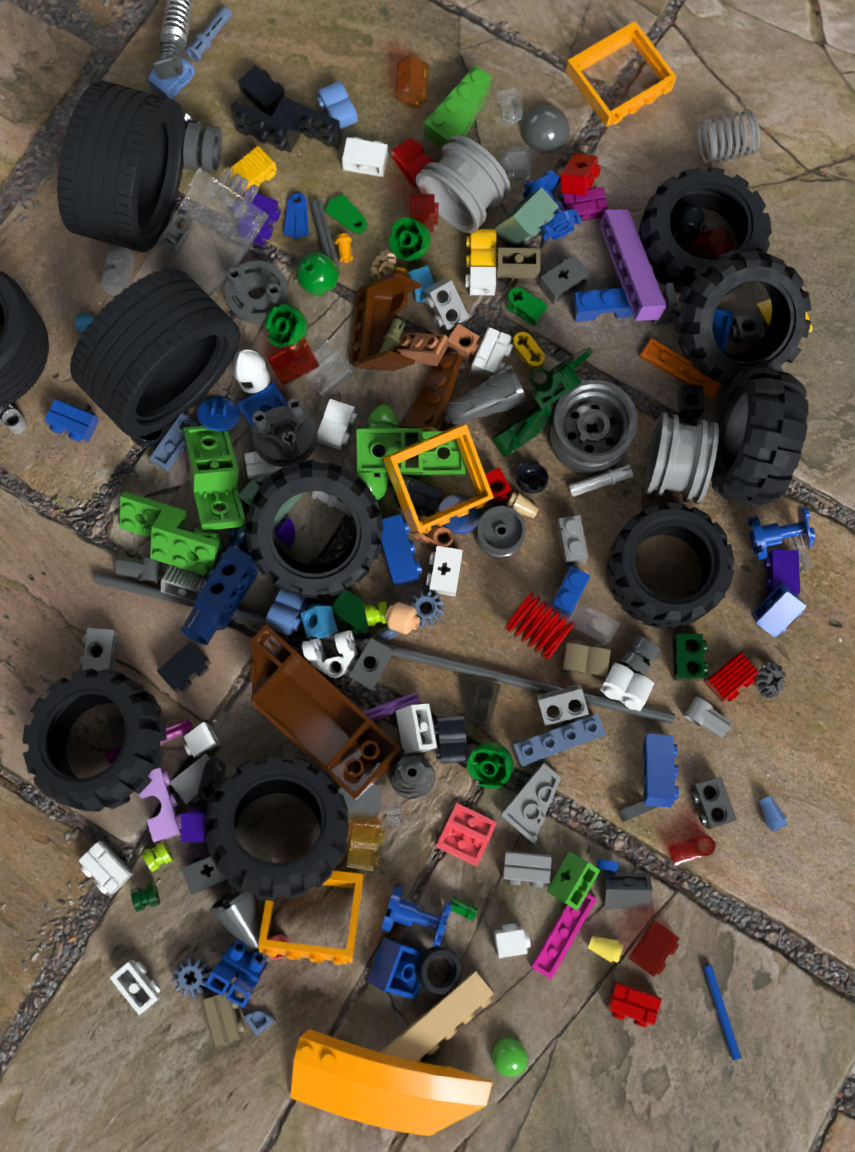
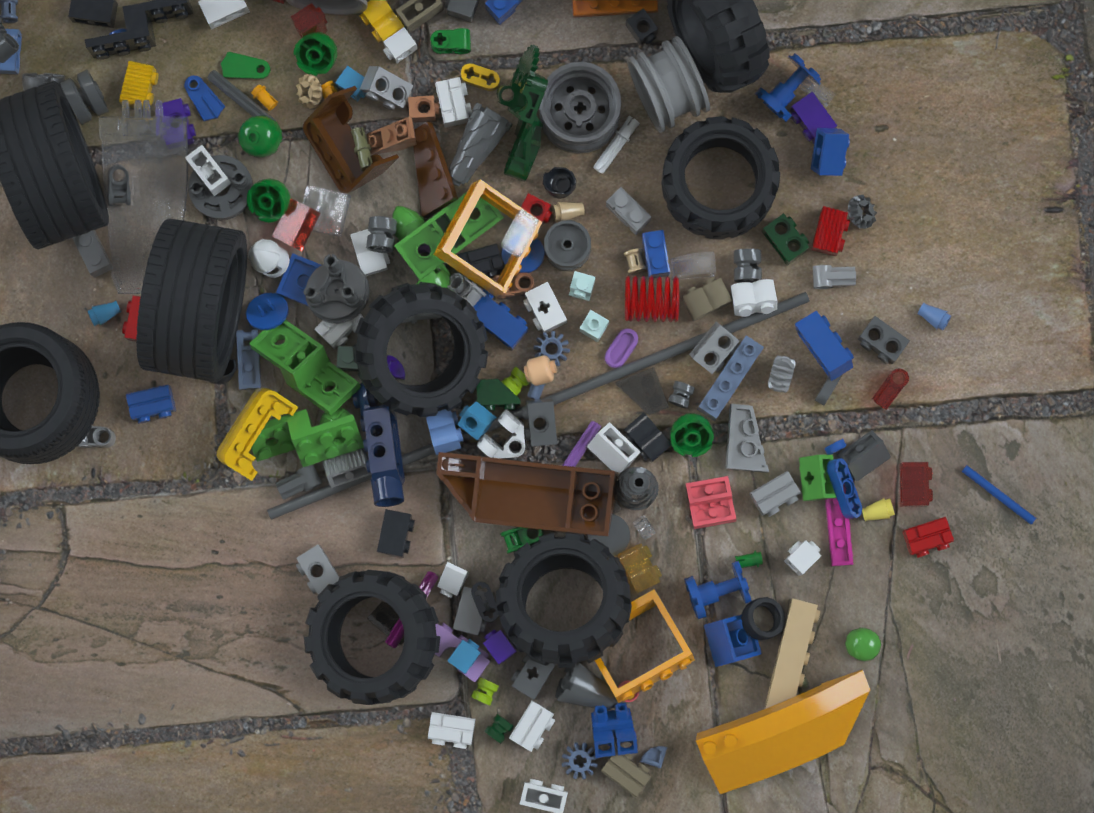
camera: 30 degrees left, 5 degrees up
(153, 481) = (247, 428): none -> yellow windscreen
(160, 813) = (465, 655): none -> dark azure brick
(173, 916) = (531, 726): none -> white brick
(253, 268) = (208, 170): none -> white brick
(282, 745) = (520, 538): none -> green piece
(352, 416) = (381, 234): none -> dark grey wheel
(389, 507) = (466, 289): none -> light grey piece
(467, 492) = (519, 233): none -> clear tile
(475, 614) = (594, 326): none -> light aqua brick
(484, 649) = (621, 348): none -> medium lavender tile
(489, 574) = (582, 286): none -> light aqua brick
(511, 722) = (684, 392): none -> dark grey wheel
(548, 585) = (635, 261): none -> tan bush
(594, 893) = (839, 475): none -> blue beam
(605, 768) = (781, 374): none -> light grey gear

